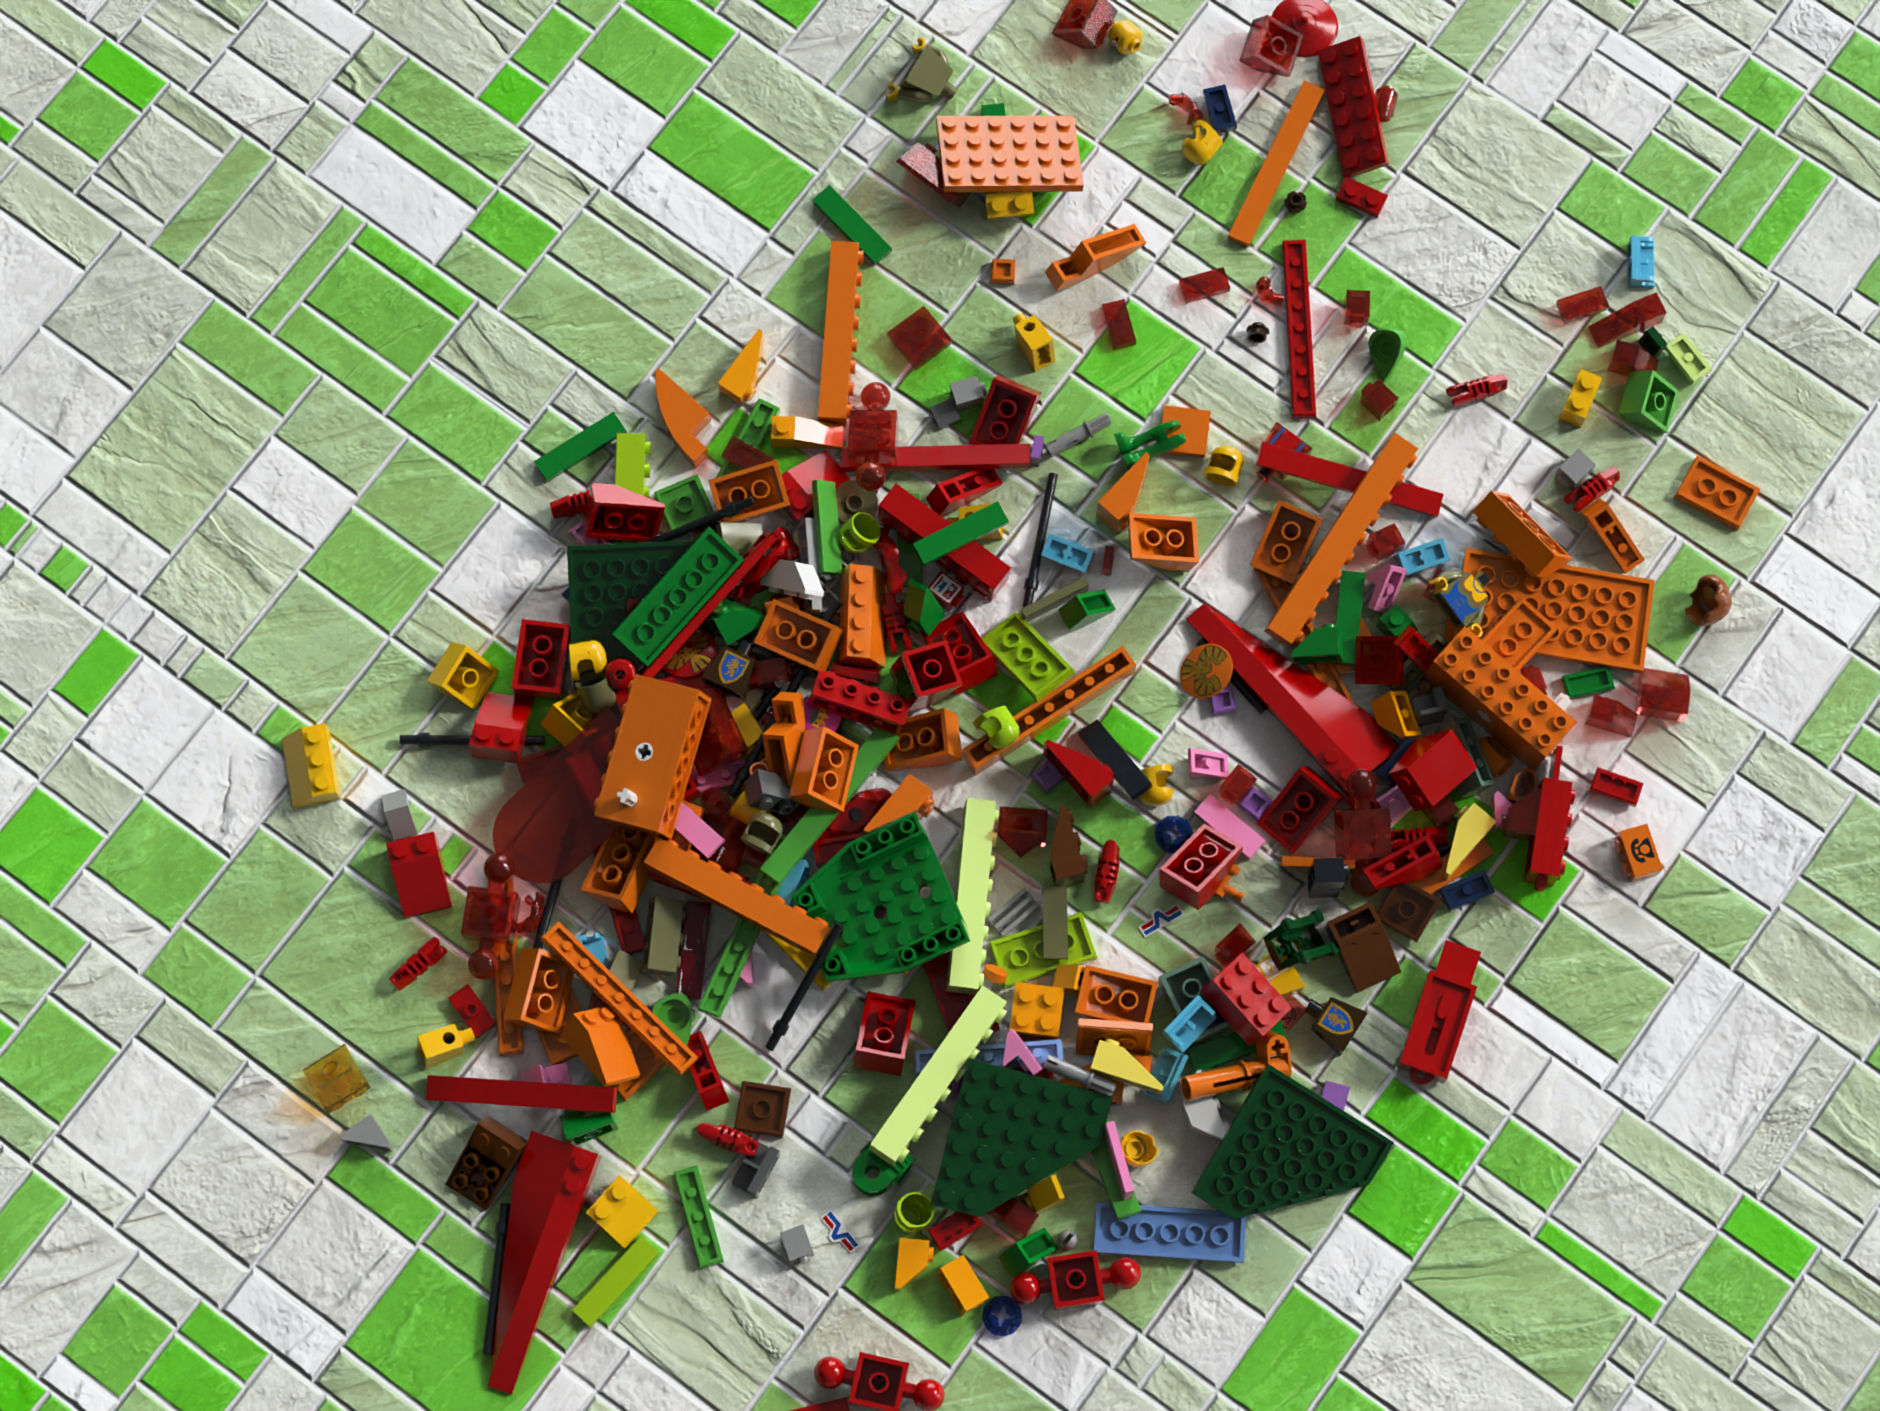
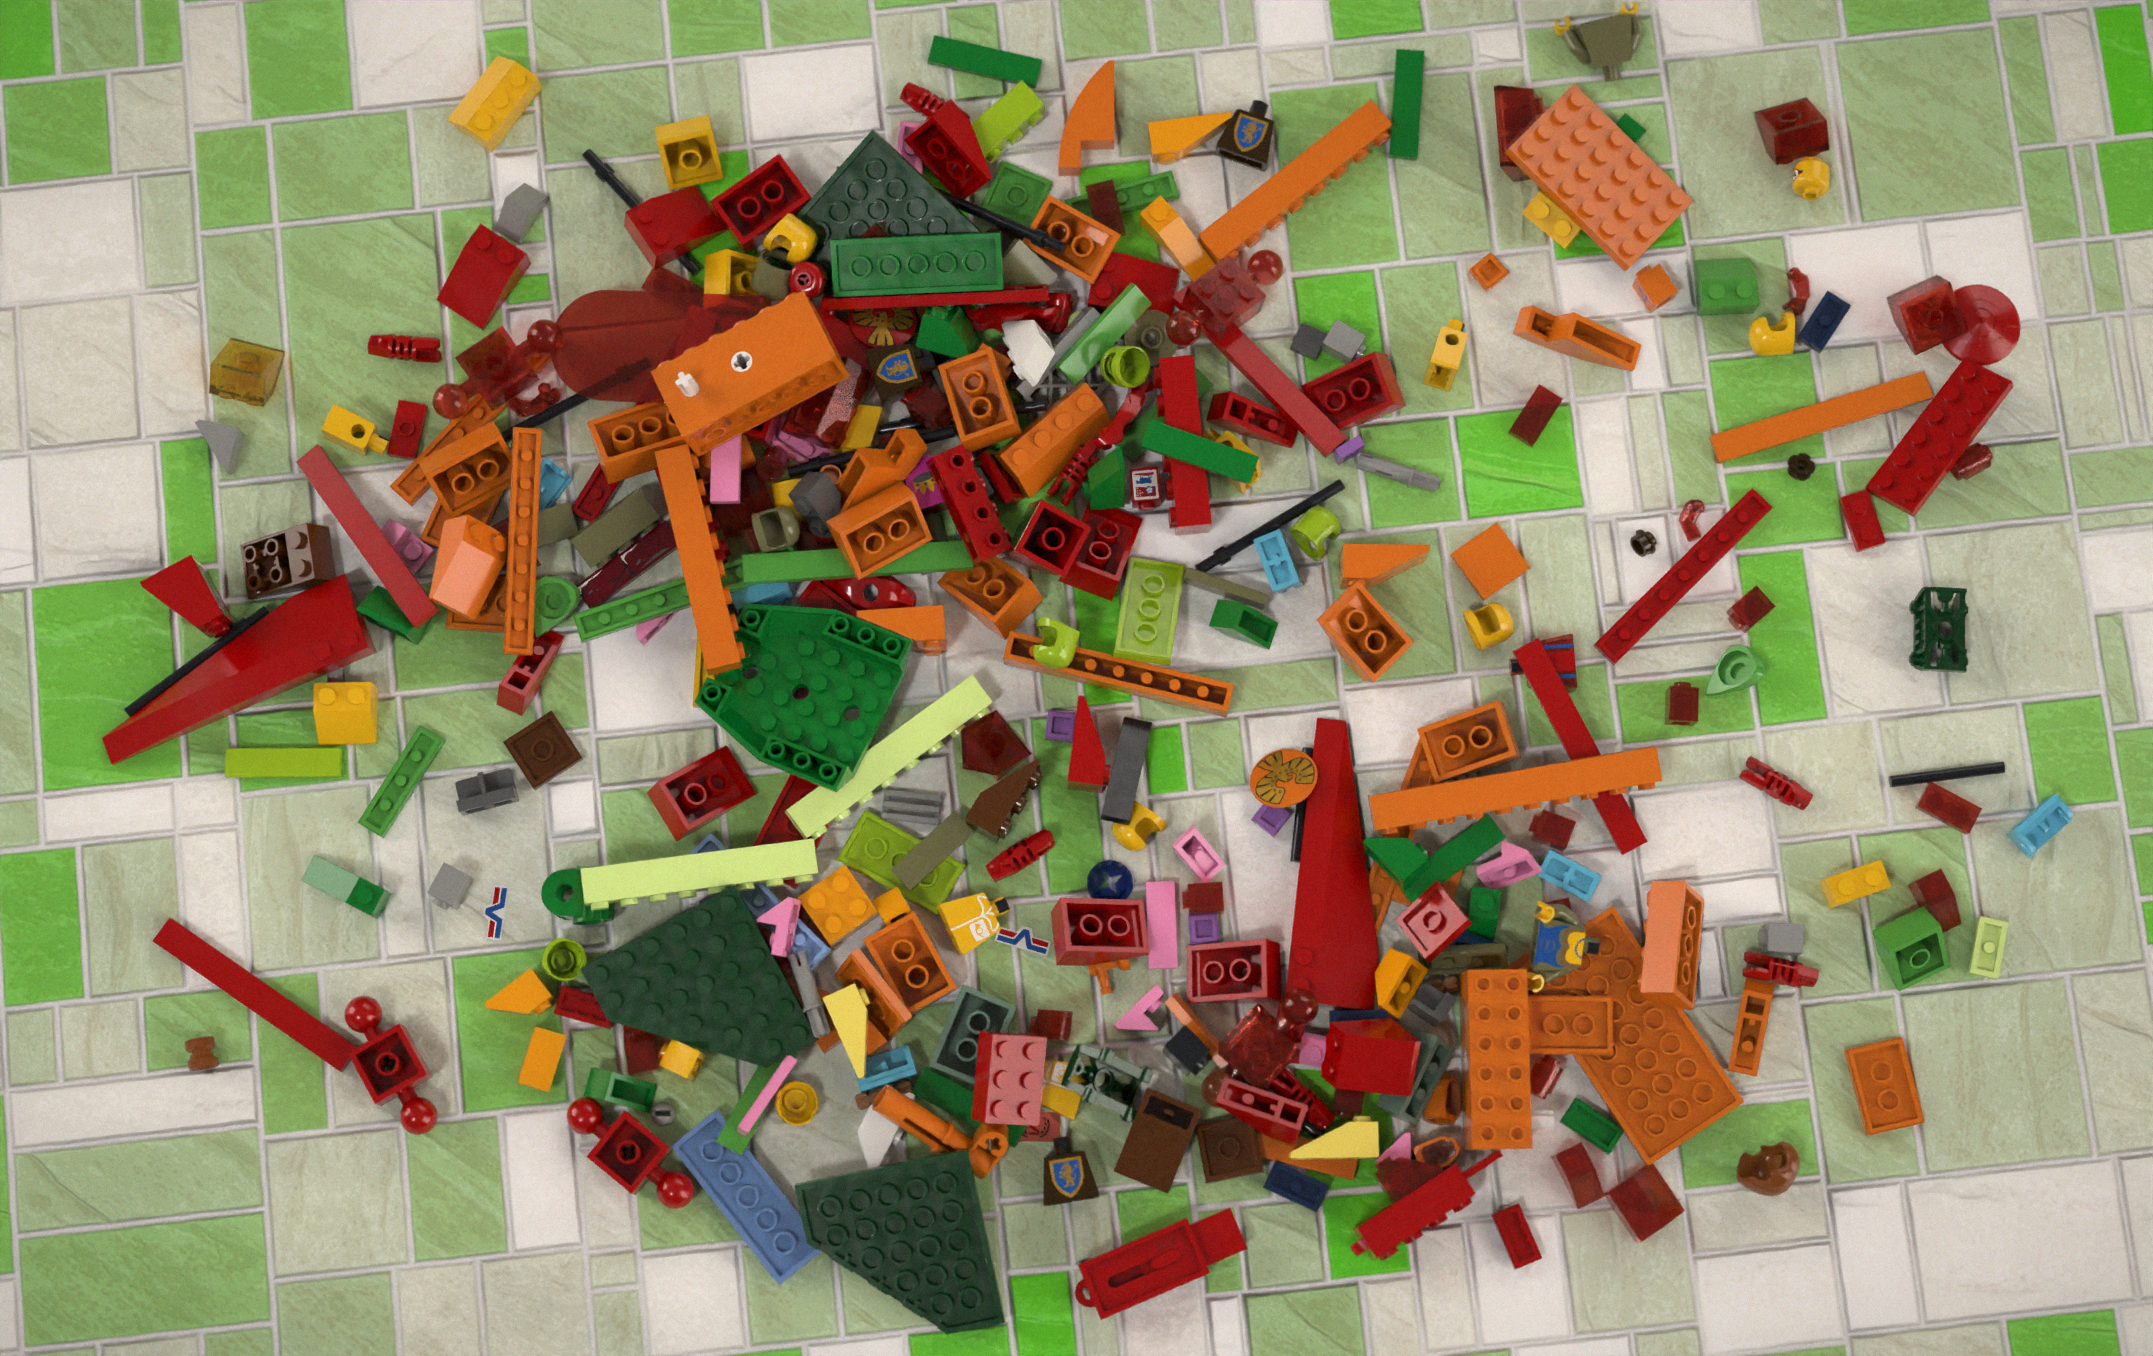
camera: 45 degrees right, 5 degrees up
(453, 1242) = (192, 595): none -> red slope
(728, 1138) = (489, 744): red hinge -> none
(734, 1312) = (346, 886): none -> slope
(781, 1026) = (628, 699): black bar -> none
(784, 334) = (1247, 137): none -> dark brown torso
(919, 338) = (1357, 256): clear red plate -> none
(991, 1321) = (542, 1130): clear blue gear -> none
(995, 974) = (838, 840): orange tile -> none
(1069, 508) = (1315, 526): none -> lime helmet
(1105, 185) = (1654, 287): none -> orange brick
(1108, 560) = (1305, 602): clear red tile -> none
(1121, 938) = (972, 920): none -> yellow torso
(1144, 144) = (1725, 287): none -> bright green slope
(1158, 433) = (1429, 523): green piece -> none
(1177, 1097) = (865, 1100): none -> medium nougat axle
(1190, 1024) = (941, 1049): medium azure hinge -> none
(1204, 285) = (1644, 457): clear red plate -> none
(1274, 892) = (1135, 1018): none -> bright pink slope
(1335, 1094) = (1002, 1233): medium lavender tile -> none
(1416, 648) = (1471, 944): red plate -> none
(1466, 221) = (1926, 630): none -> dark green piece
(1560, 288) = (1947, 774): none -> black bar
(1628, 320) = (1972, 862): clear red slope -> none
(1638, 853) = (1472, 1309): orange brick -> none
(1653, 342) = (1972, 902): dark green plate -> none

